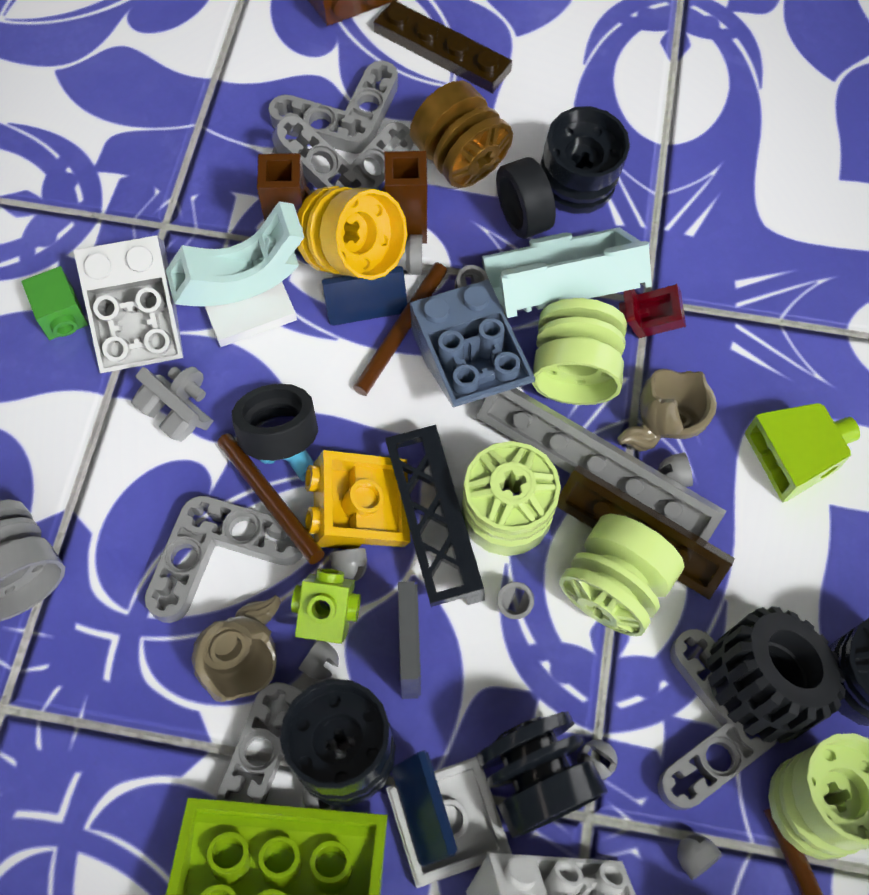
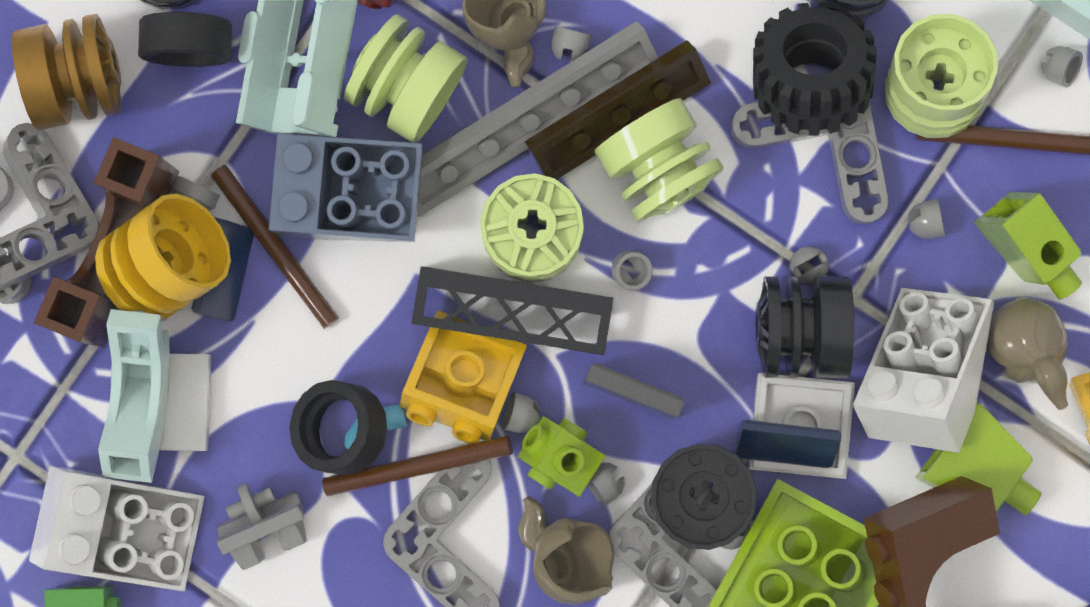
camera: 65 degrees left, 20 degrees up
(477, 274) = (260, 138): light grey hinge -> none

